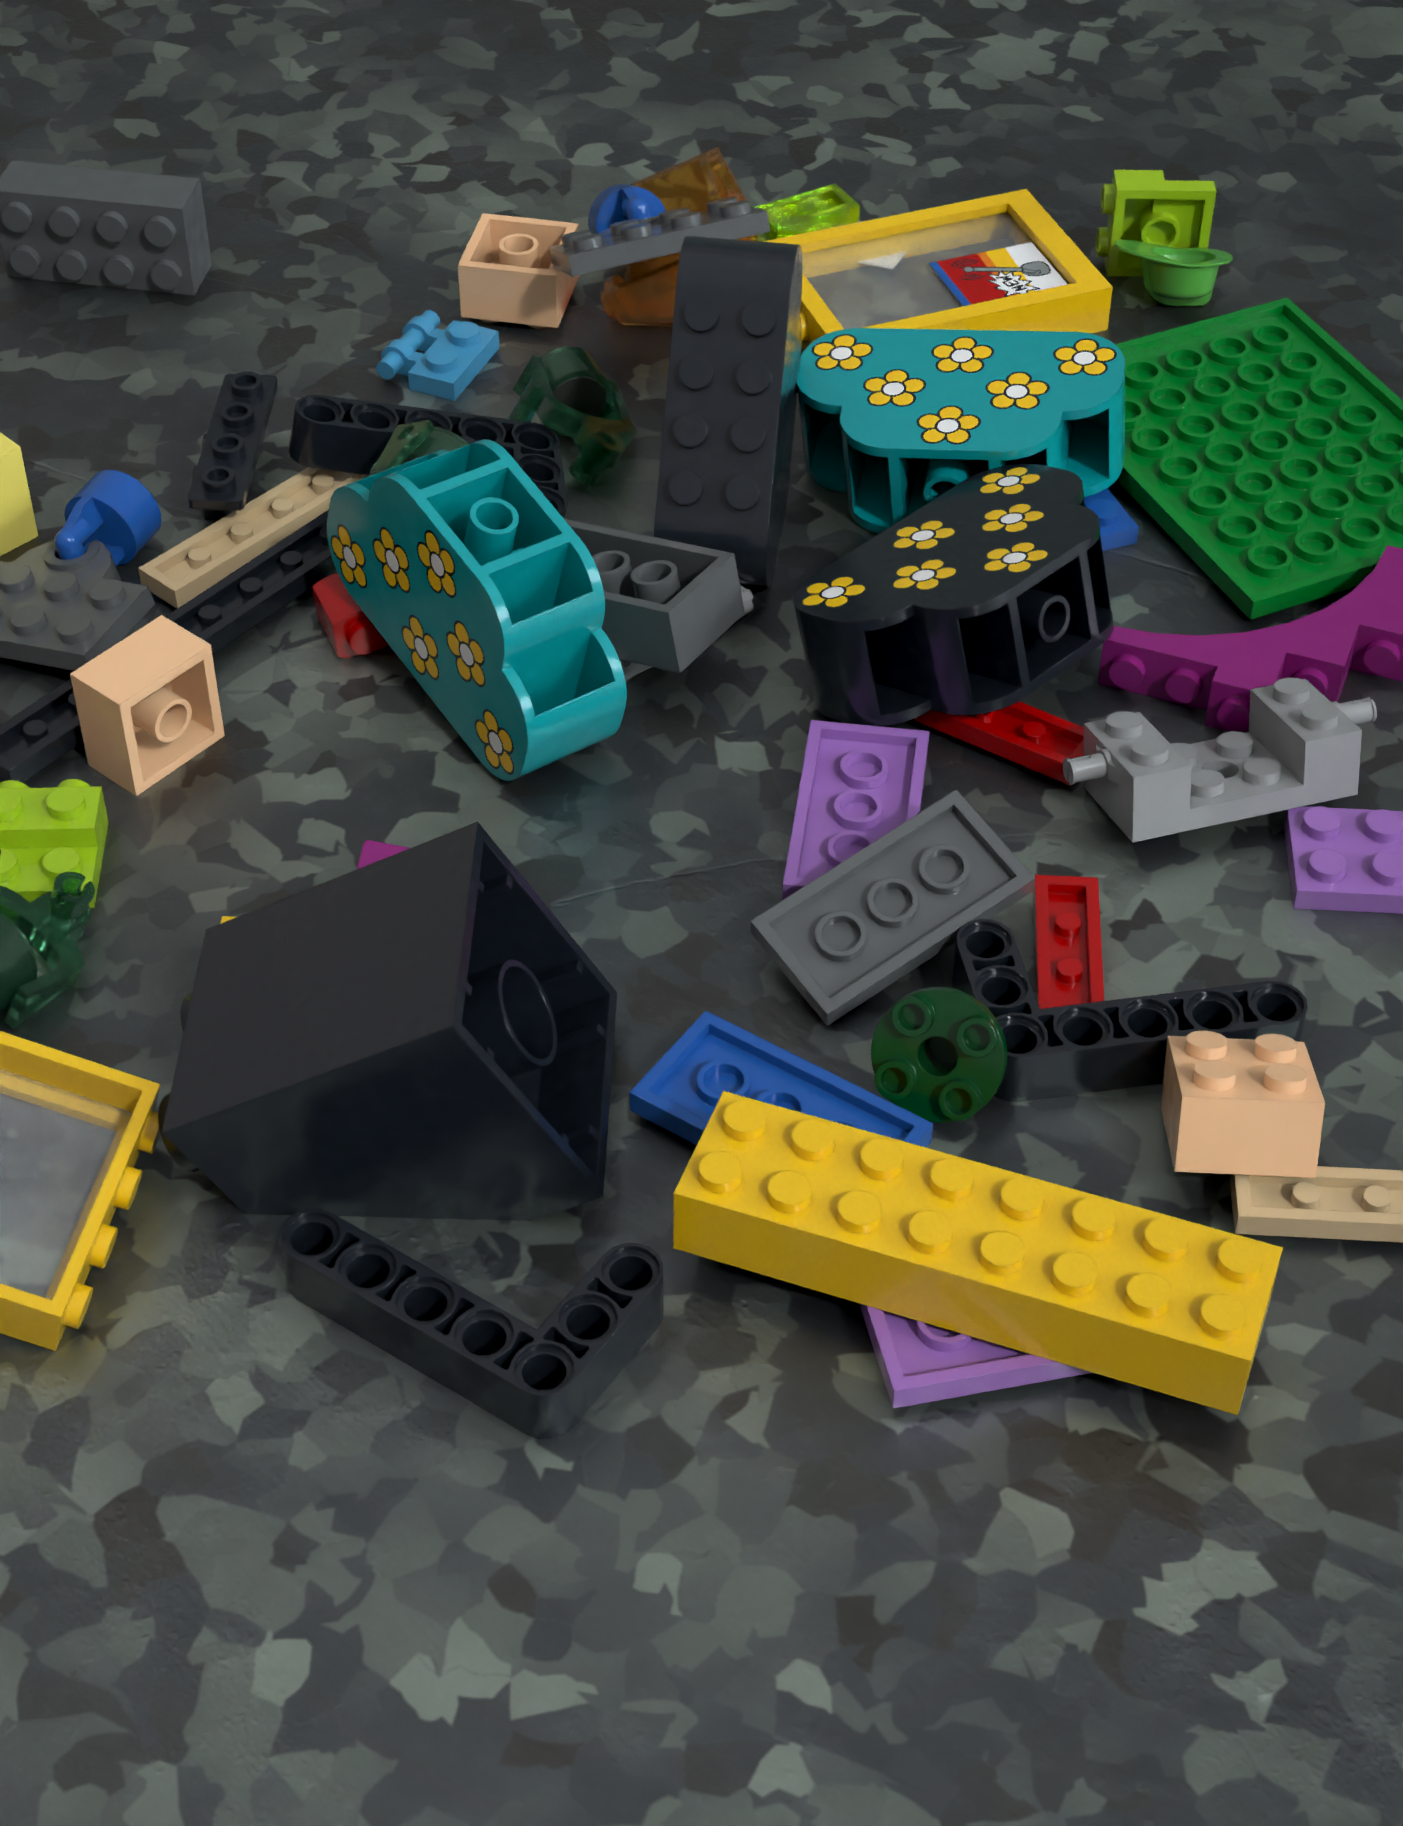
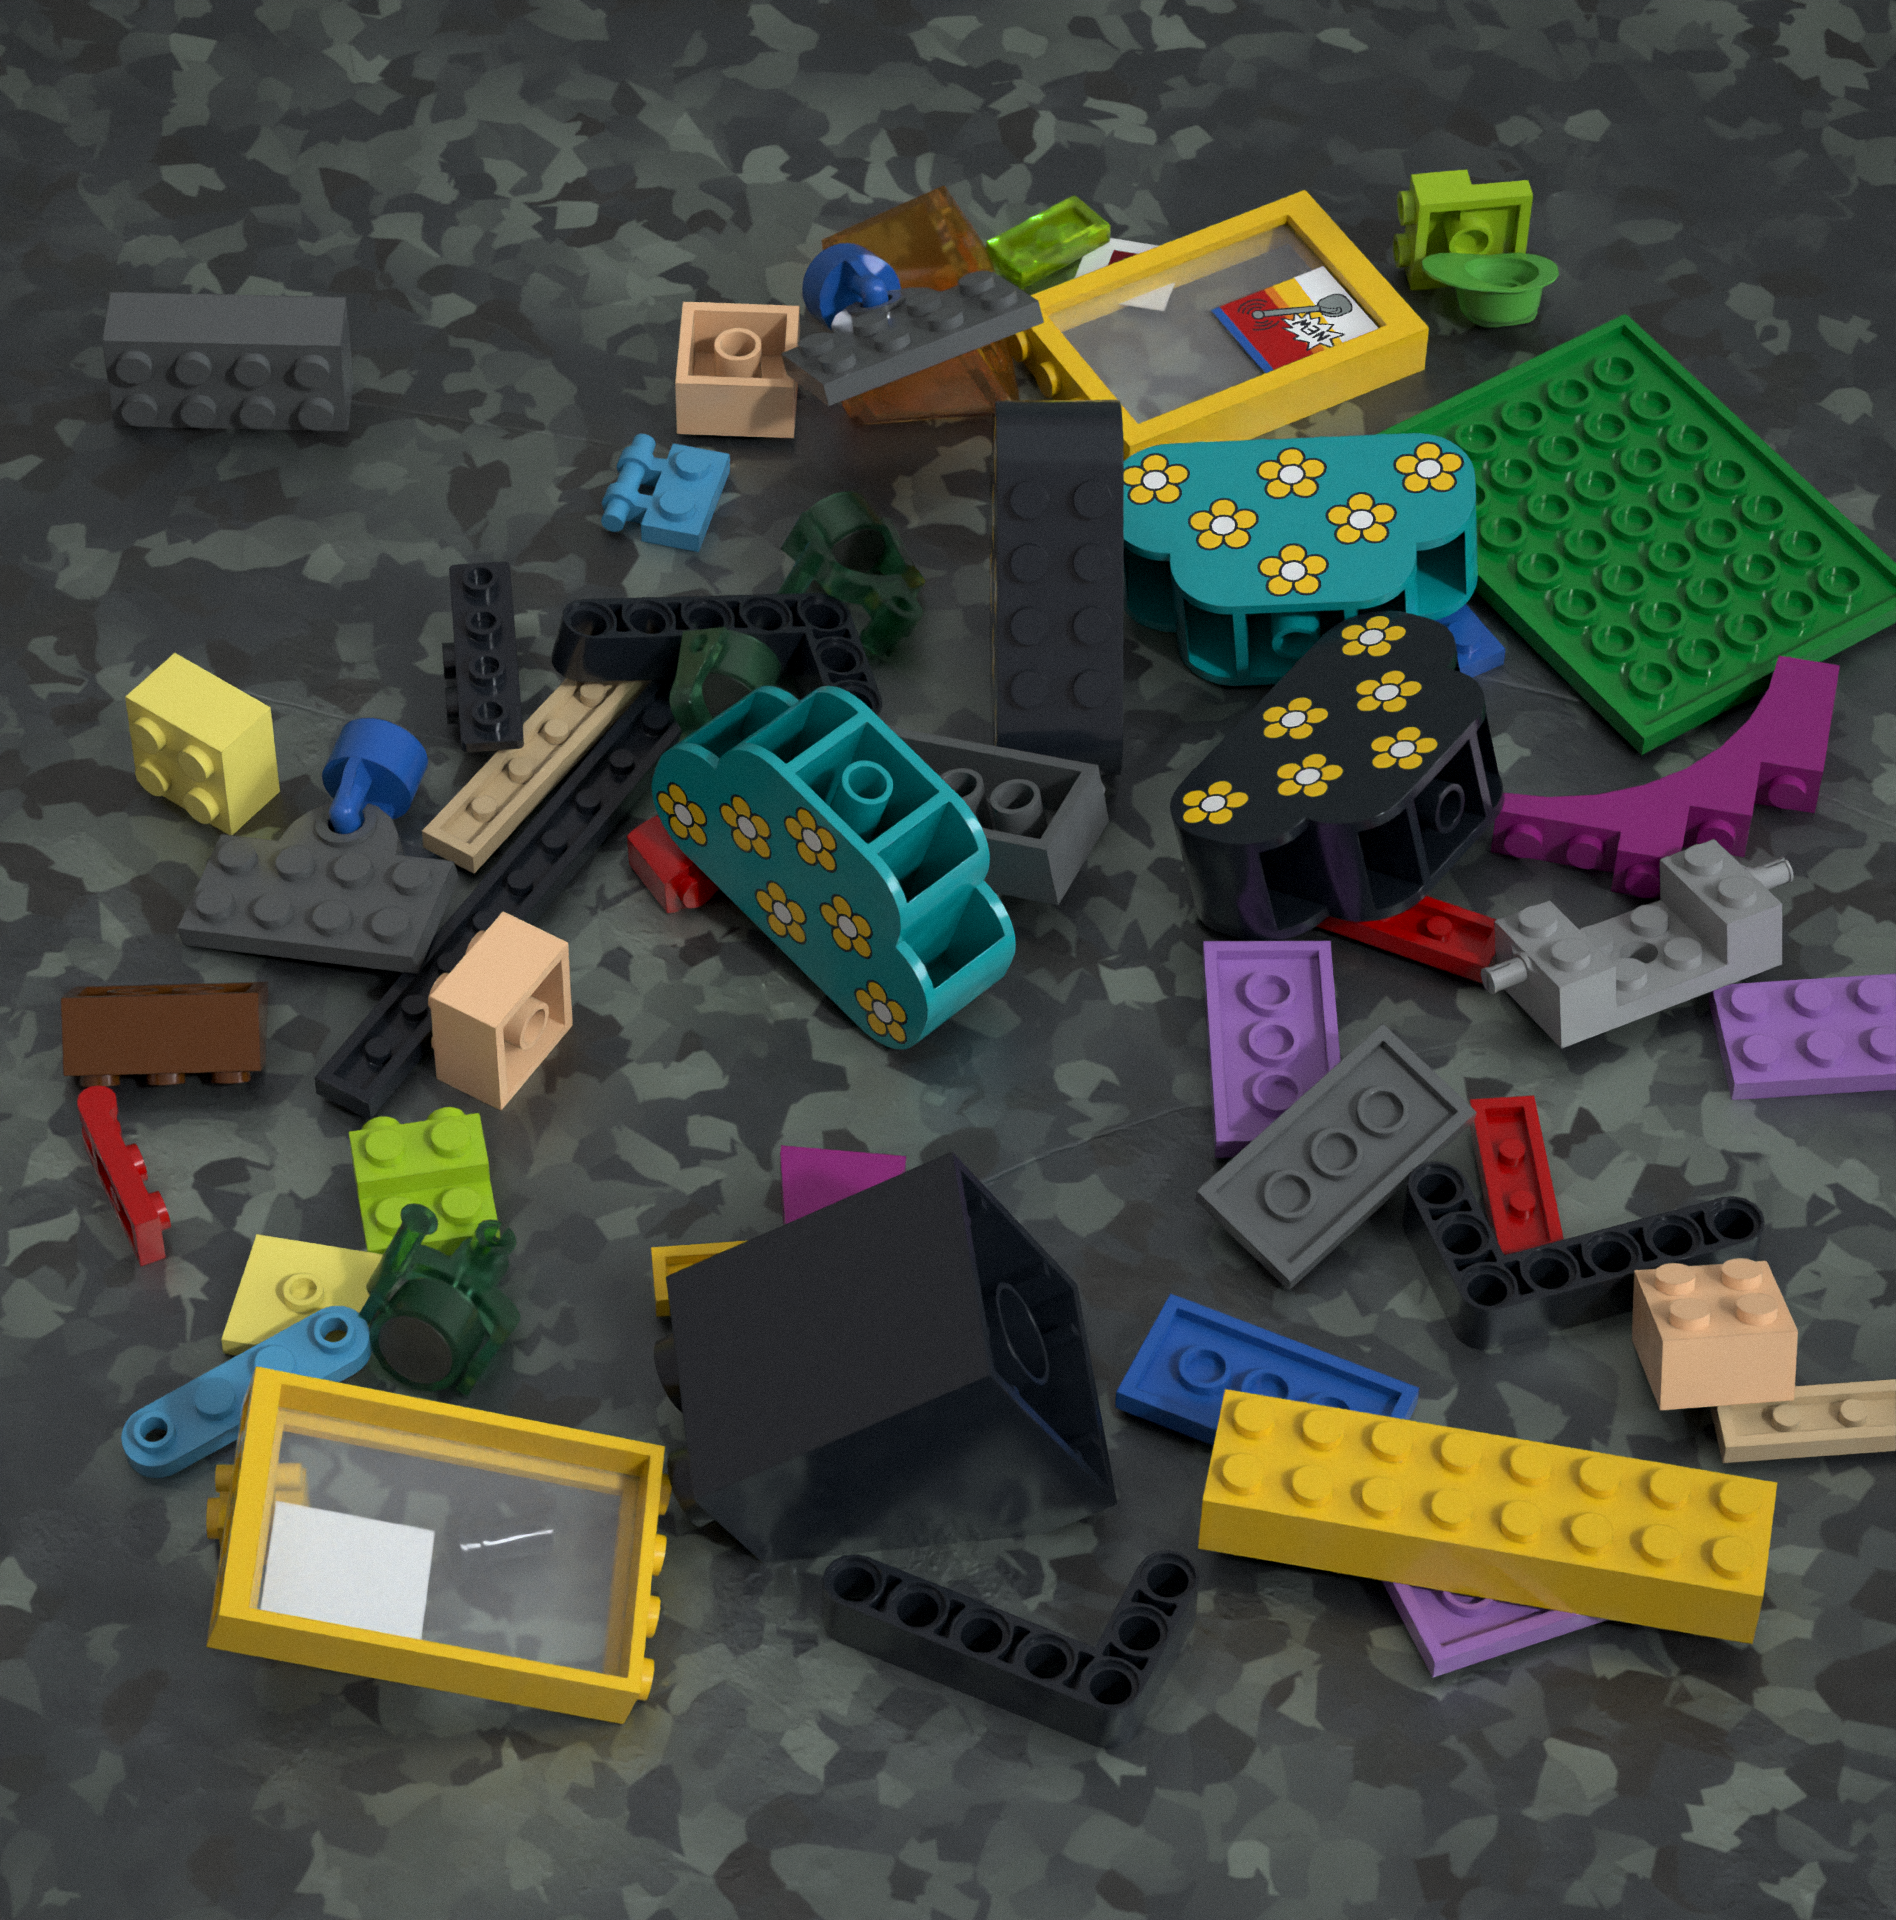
camera: 10 degrees left, 5 degrees up
(939, 1054) = (1414, 1316): dark green plate -> none

